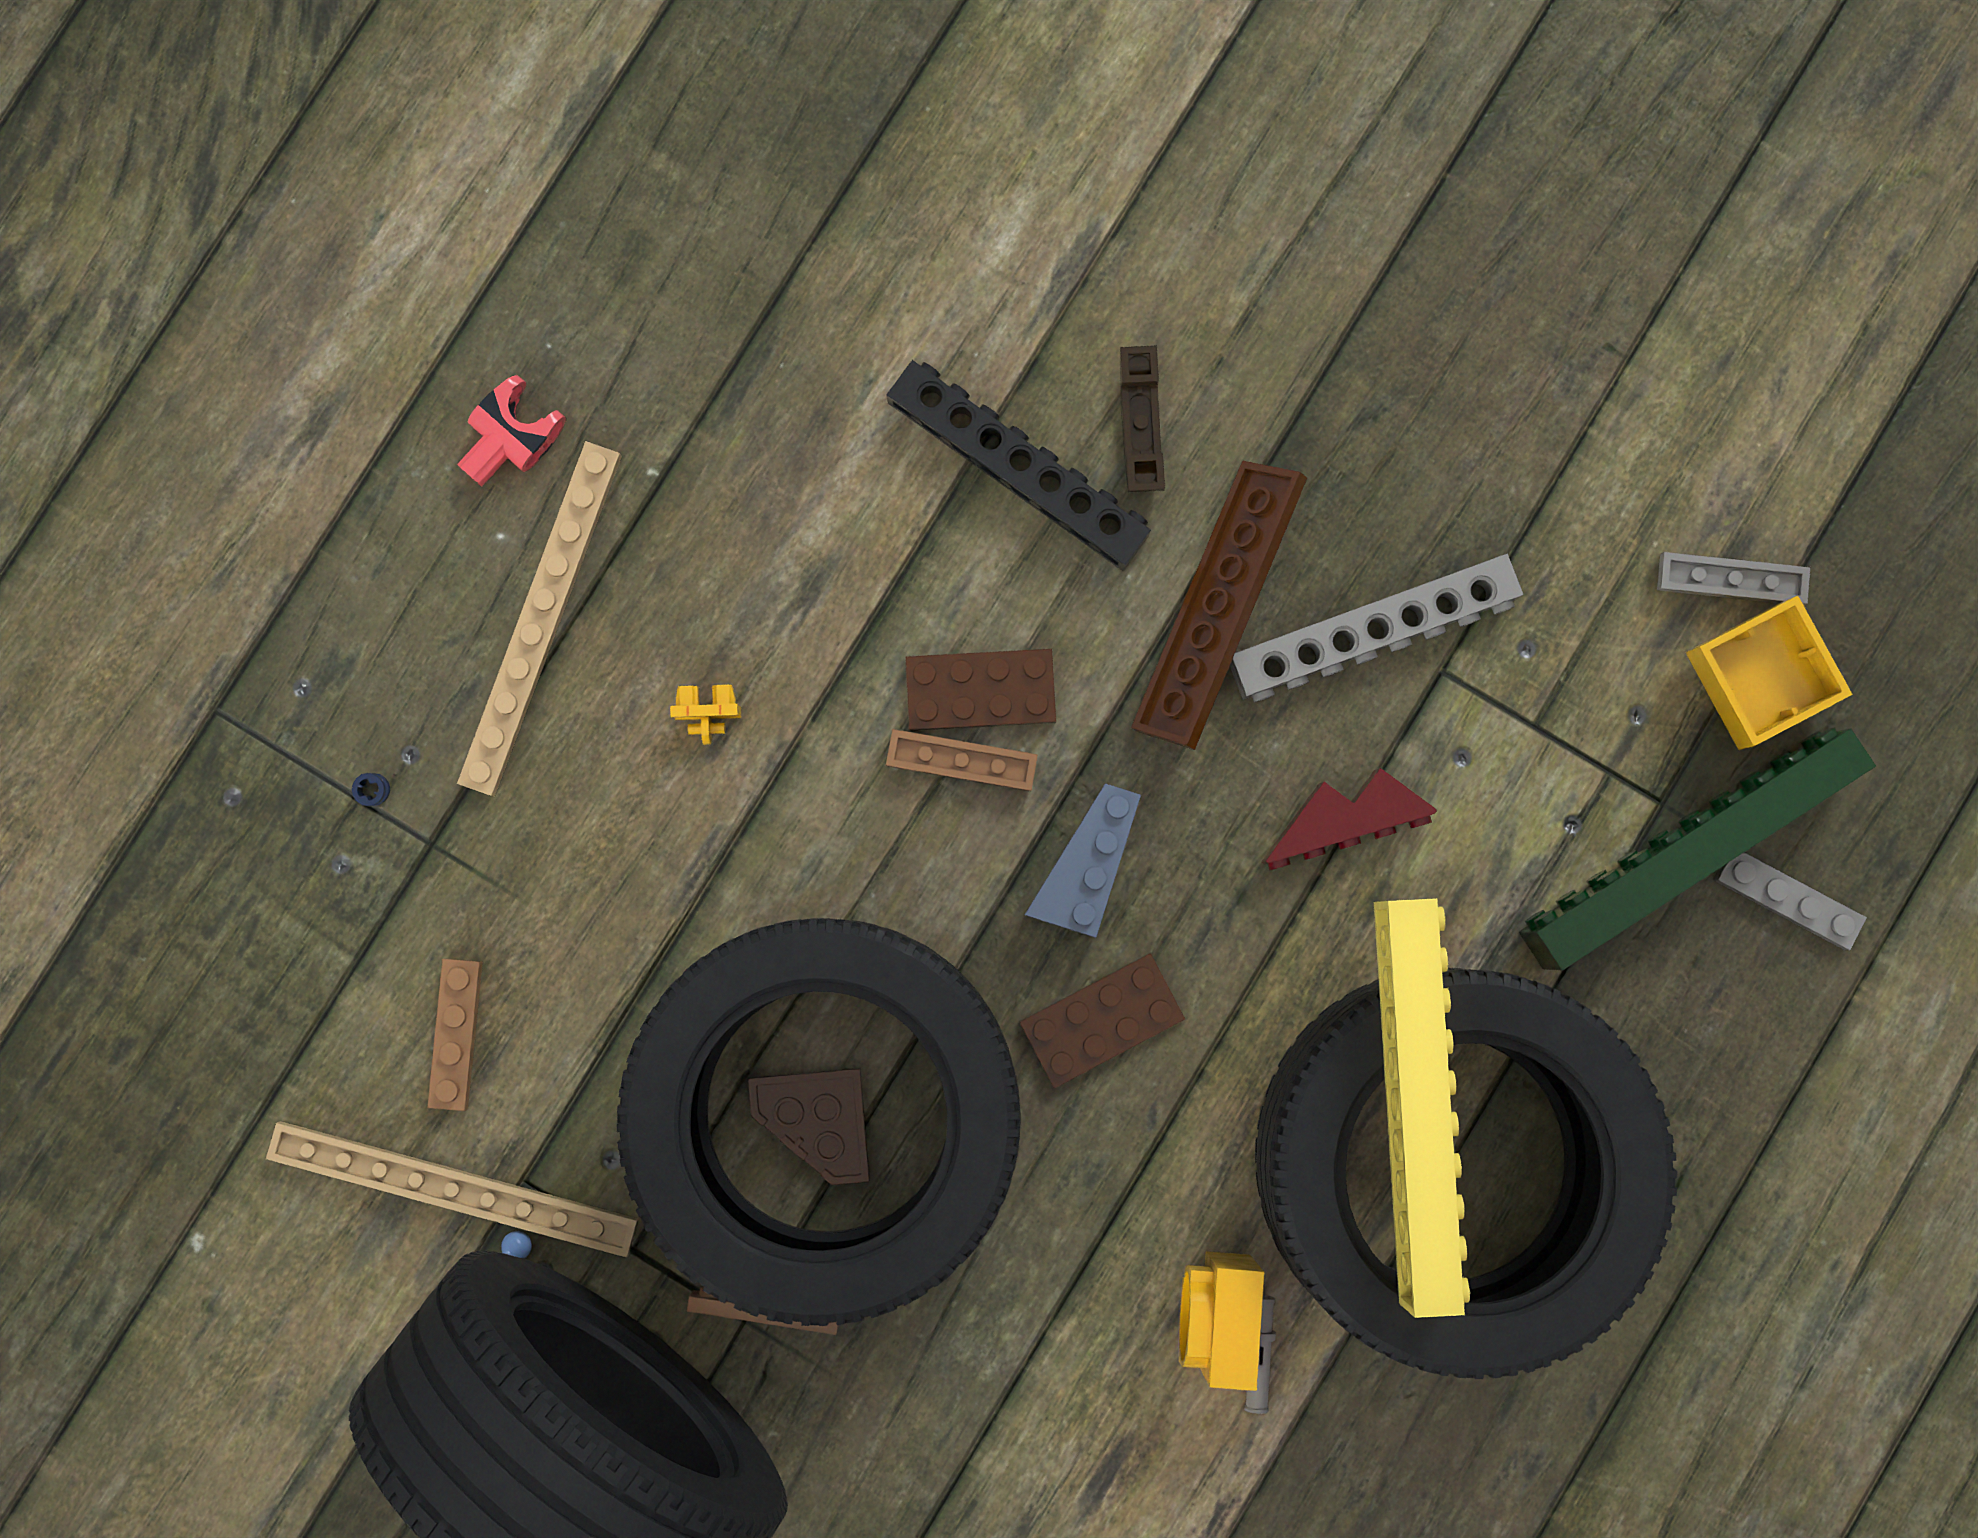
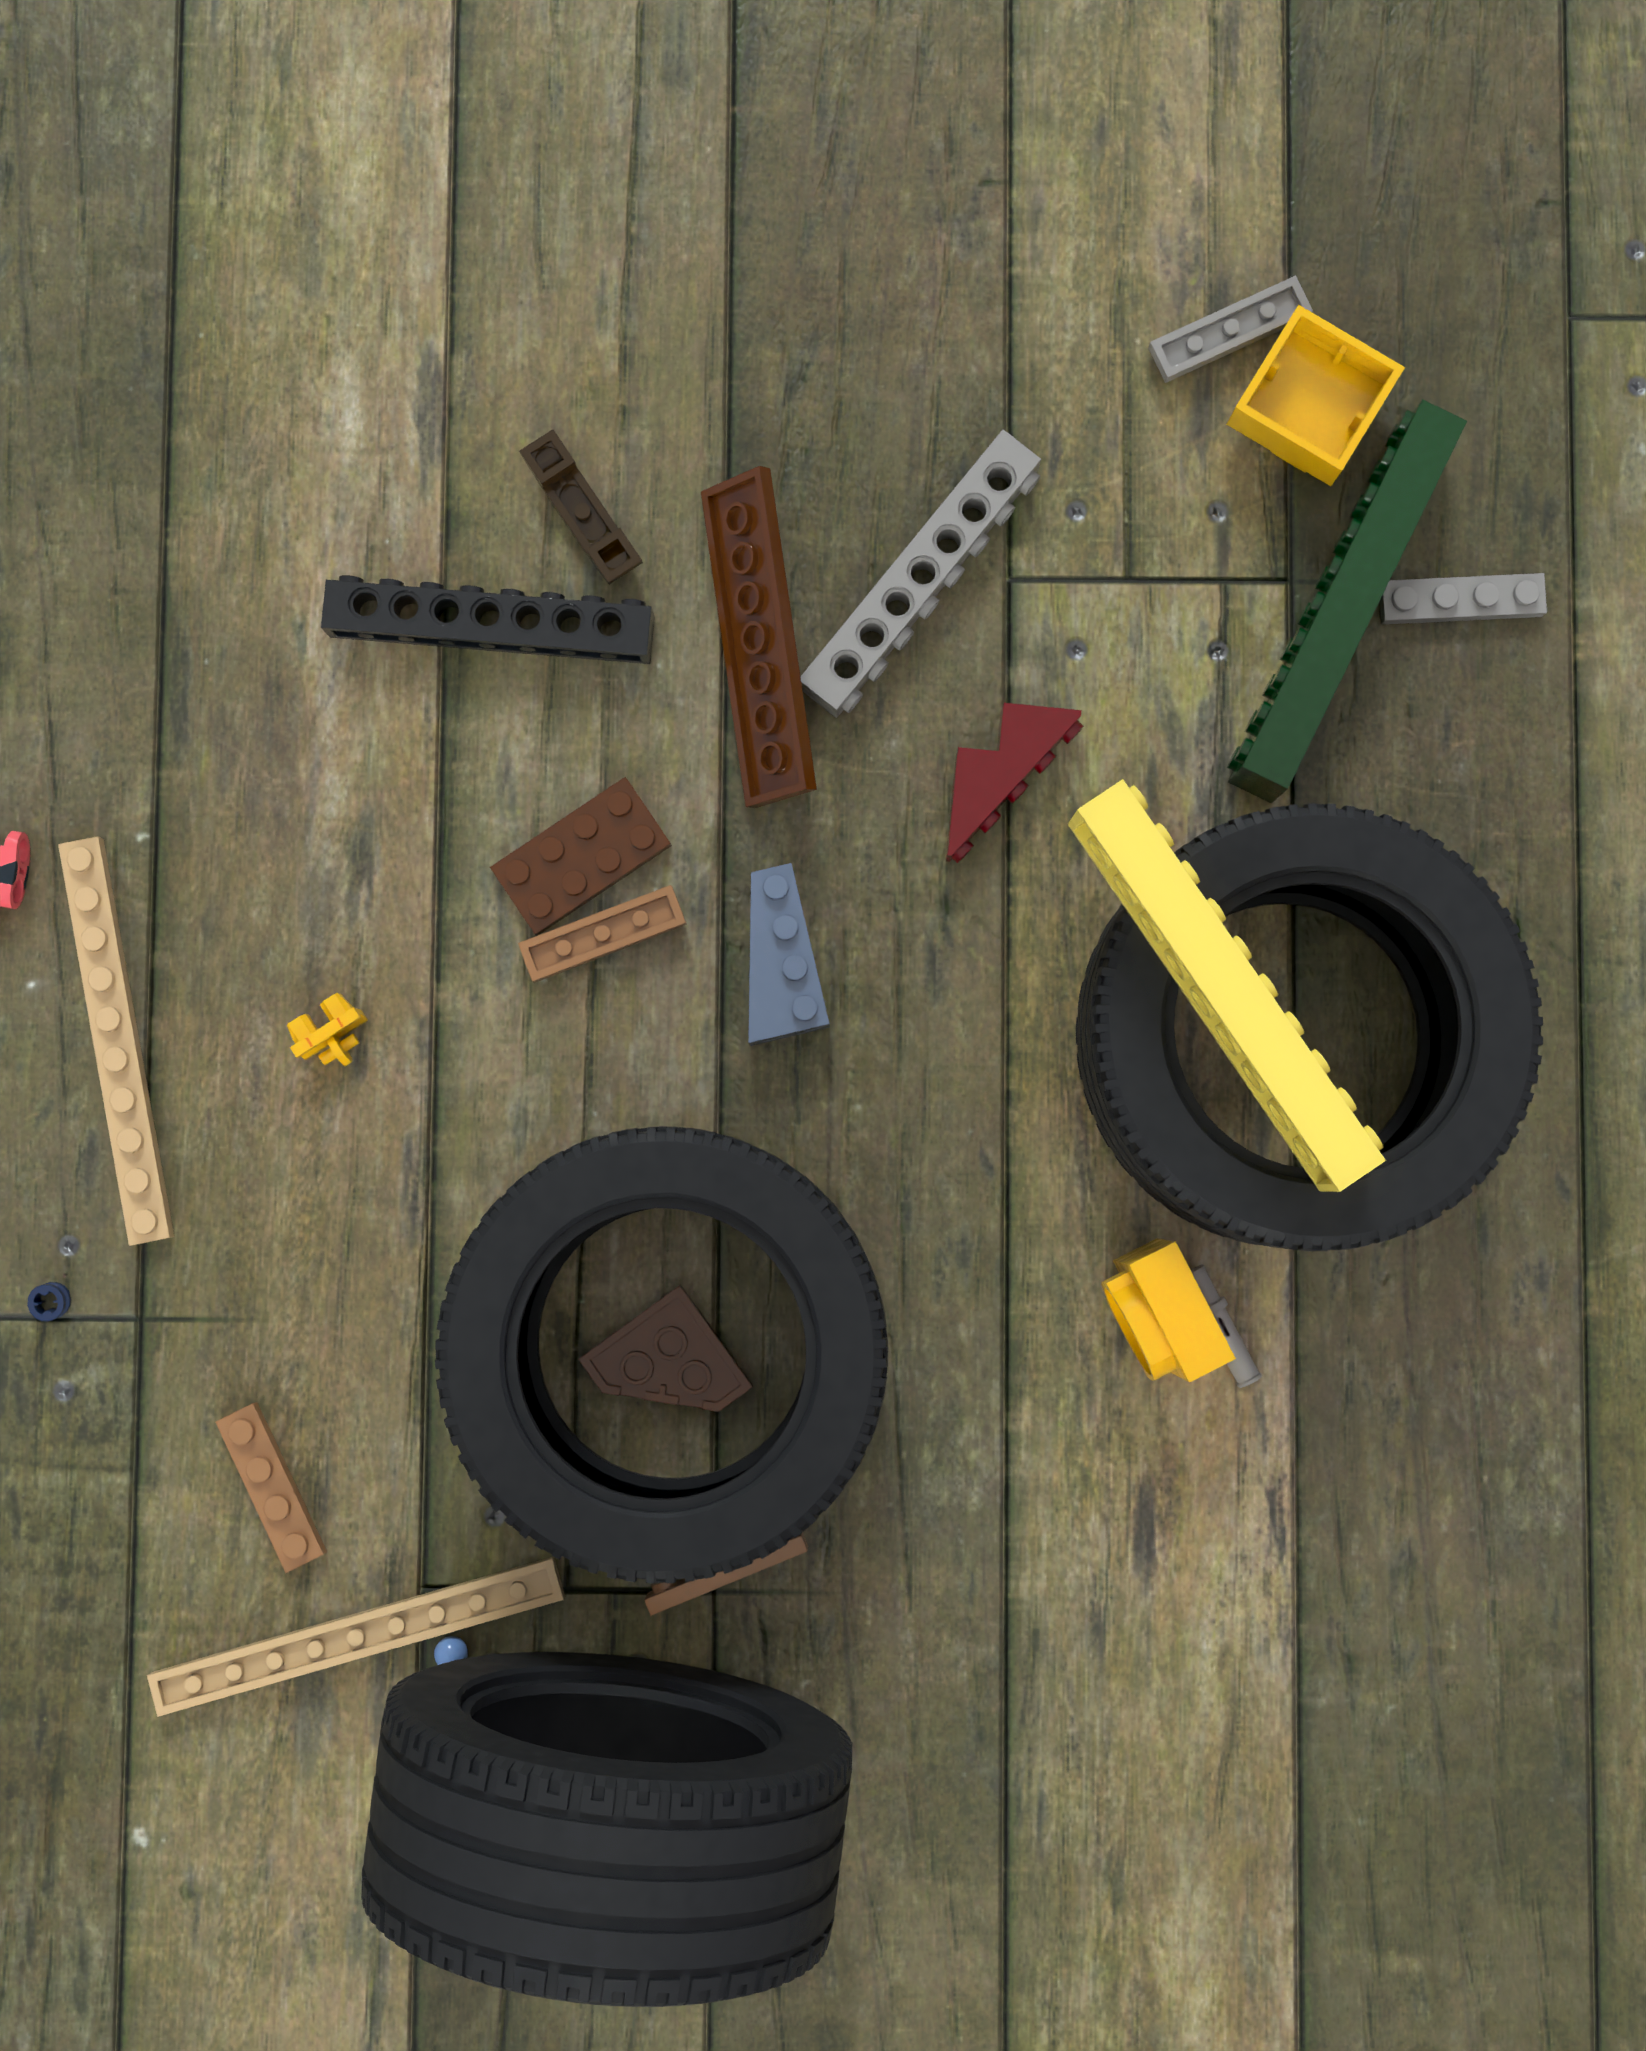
camera: 25 degrees left, 0 degrees up
(1102, 1020) = (884, 1100): reddish brown plate -> none

